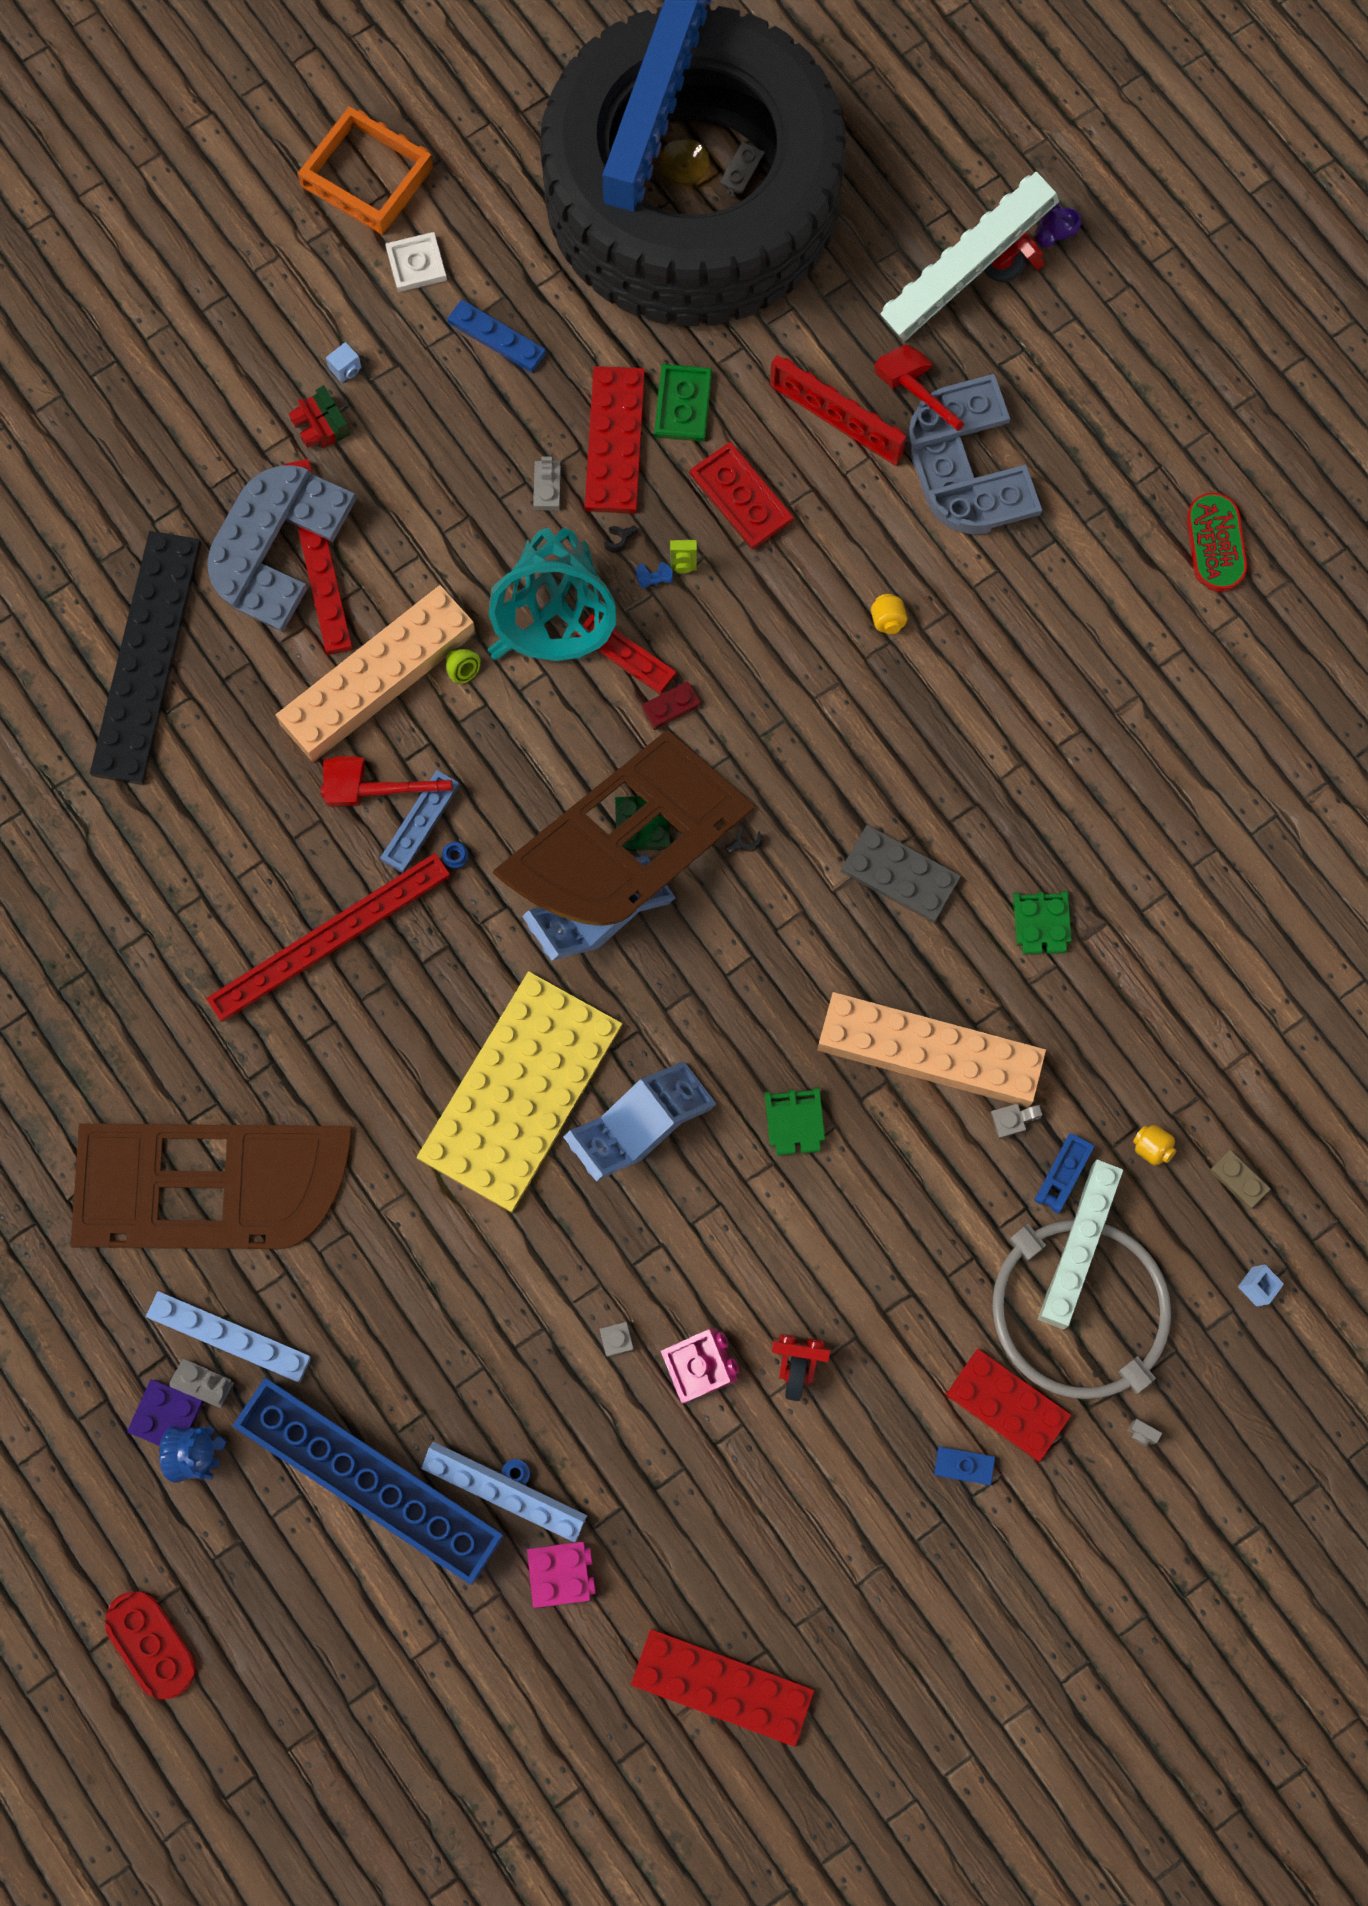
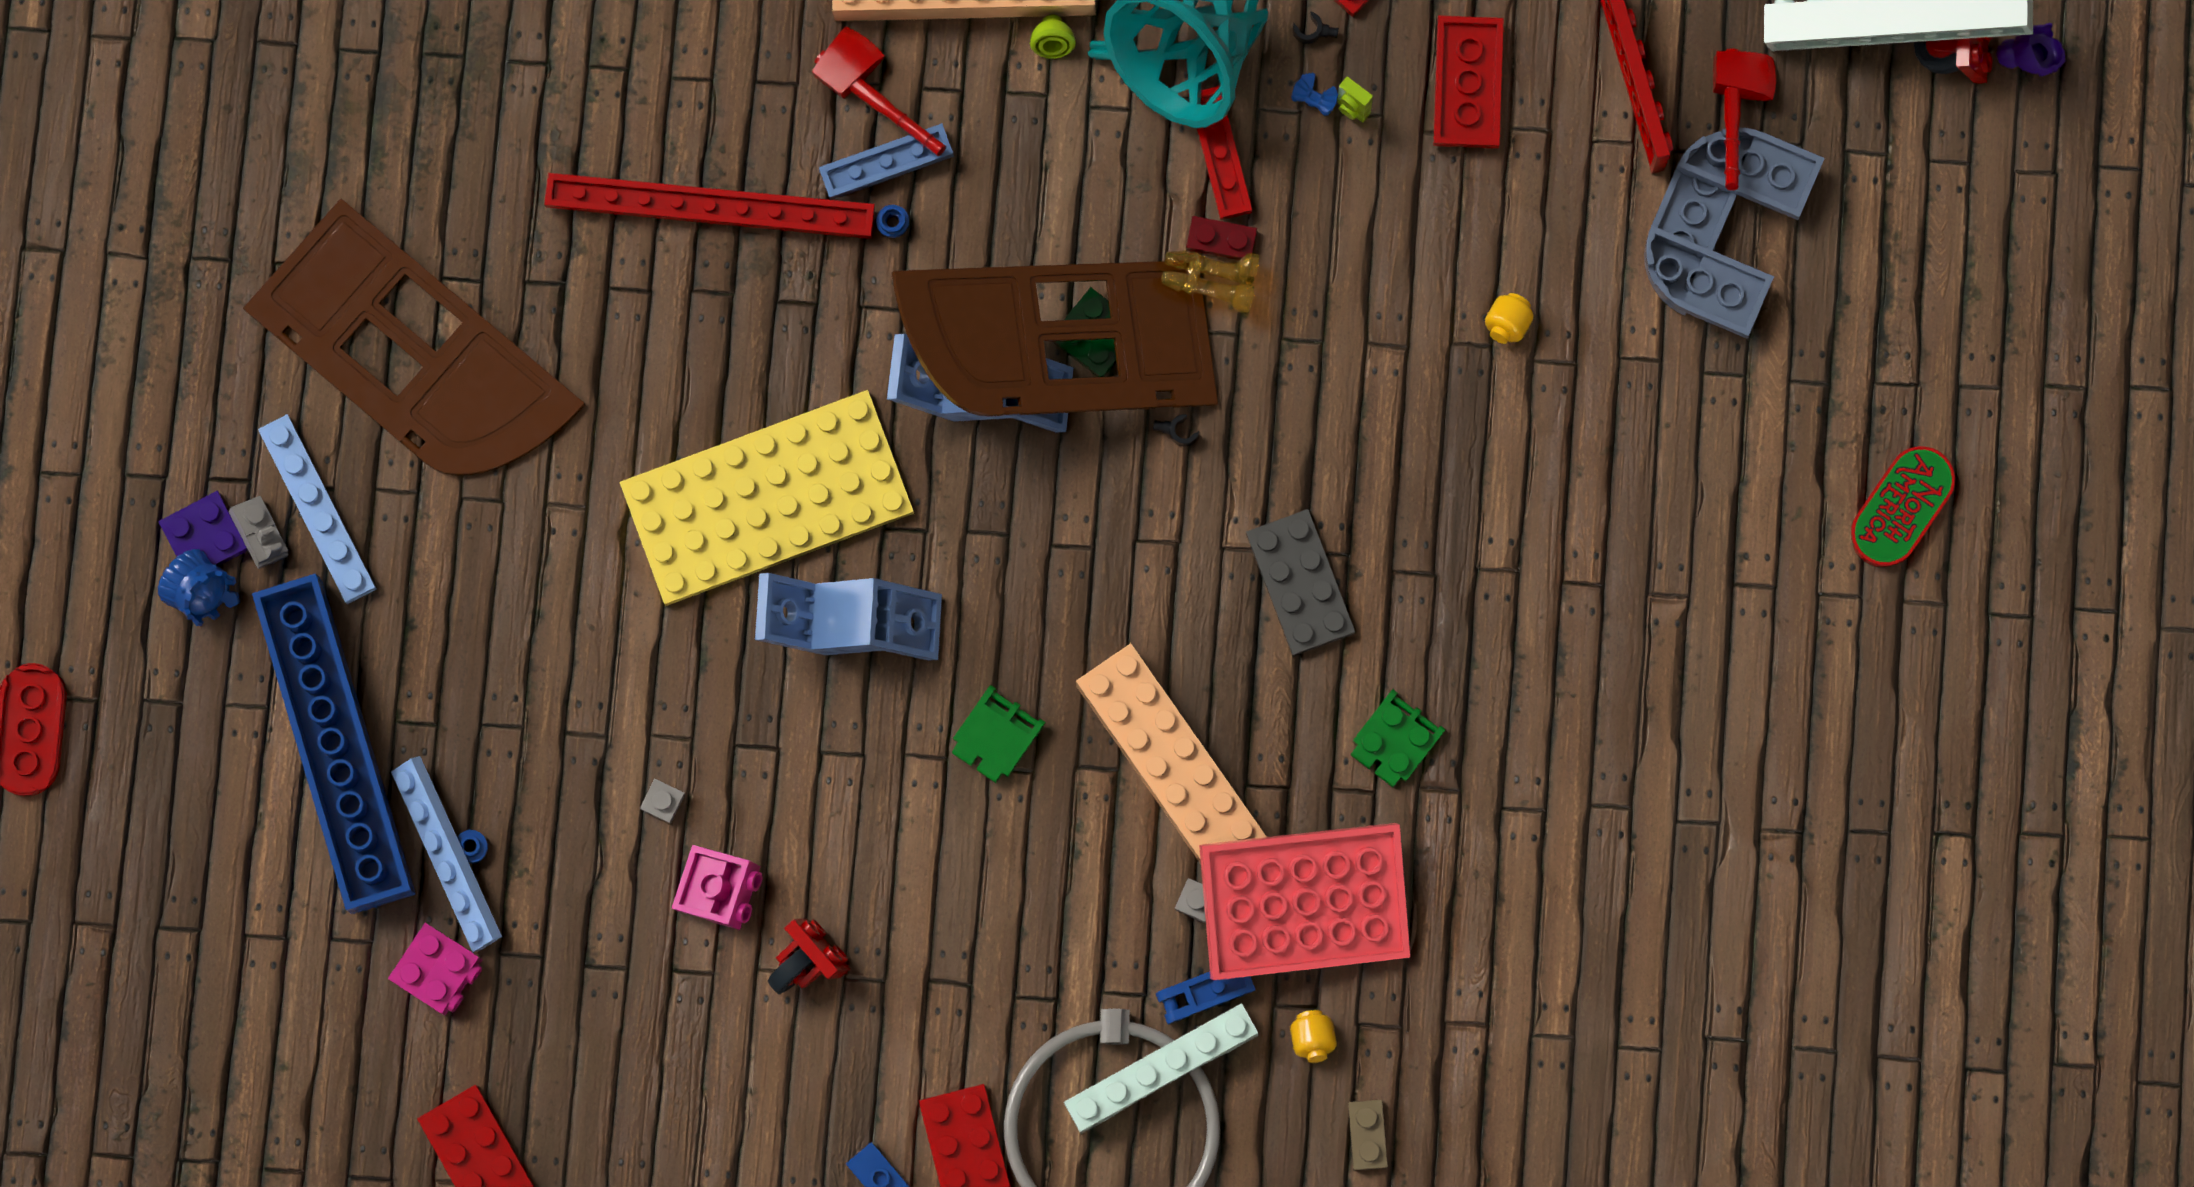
camera: 45 degrees right, 5 degrees up
(704, 713) = (1241, 272): none -> clear yellow piece
(1079, 1063) = (1304, 901): none -> coral plate

